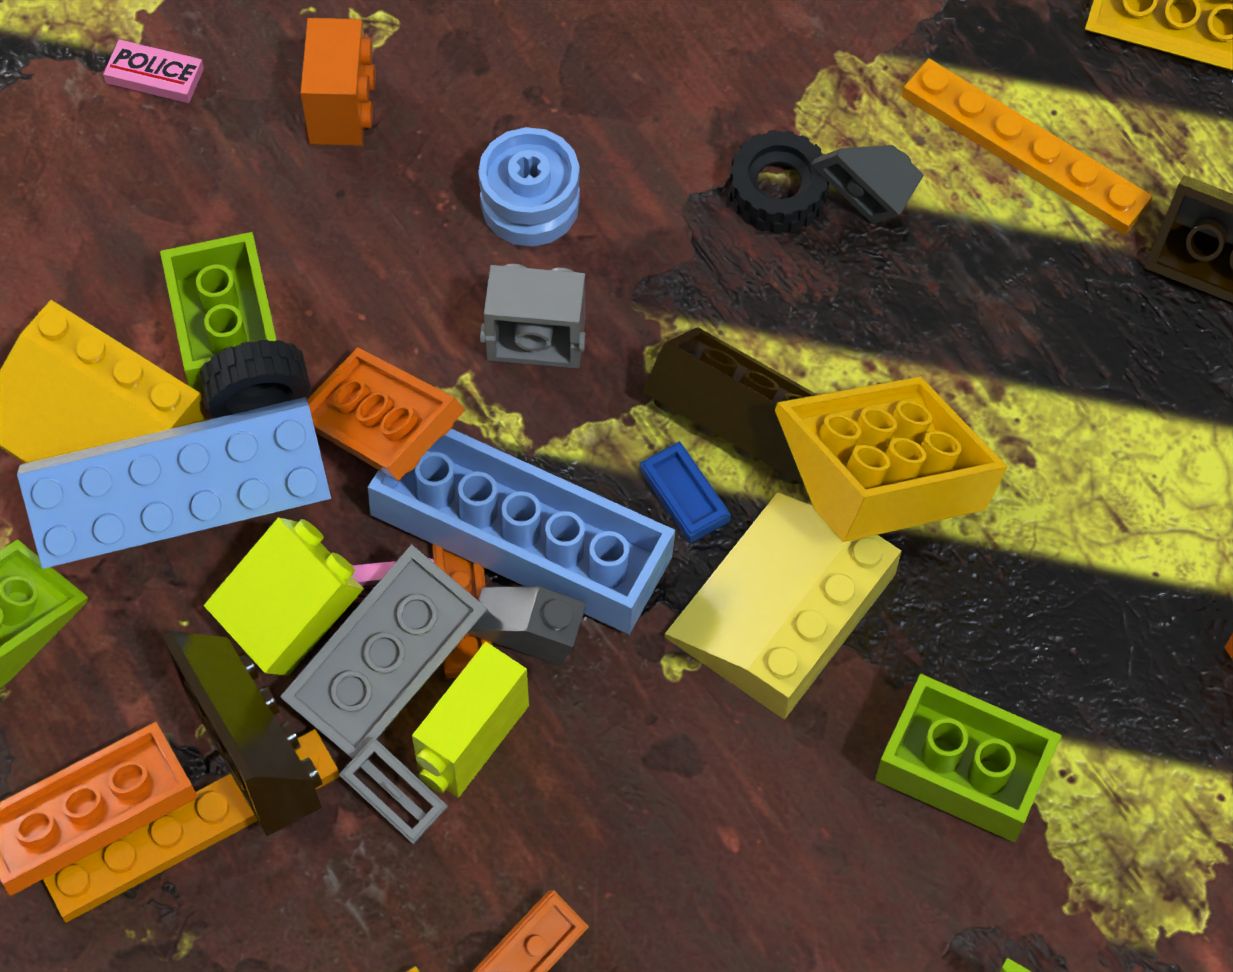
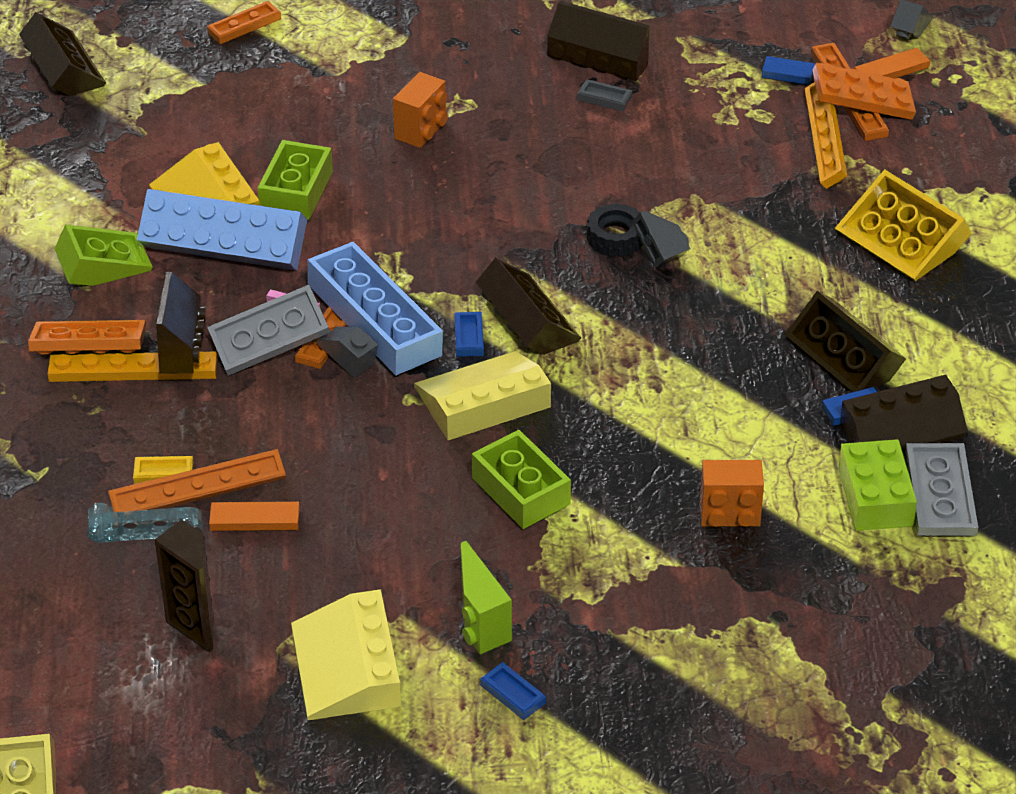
camera: 30 degrees right, 20 degrees down
(153, 71) = (340, 83): bright pink tile -> none
(254, 377) = (293, 192): black tyre -> none
(284, 596) = (238, 287): neon yellow brick -> none
(381, 413) = (331, 236): orange plate -> none
(425, 820) = (241, 404): light grey tile -> none
(470, 720) = (287, 368): neon yellow brick -> none
(529, 186) = (484, 185): light blue wheel -> none
(534, 316) = (443, 231): light grey brick -> none
(887, 458) = (572, 344): yellow slope -> none
(1027, 146) = (761, 263): light orange plate -> none

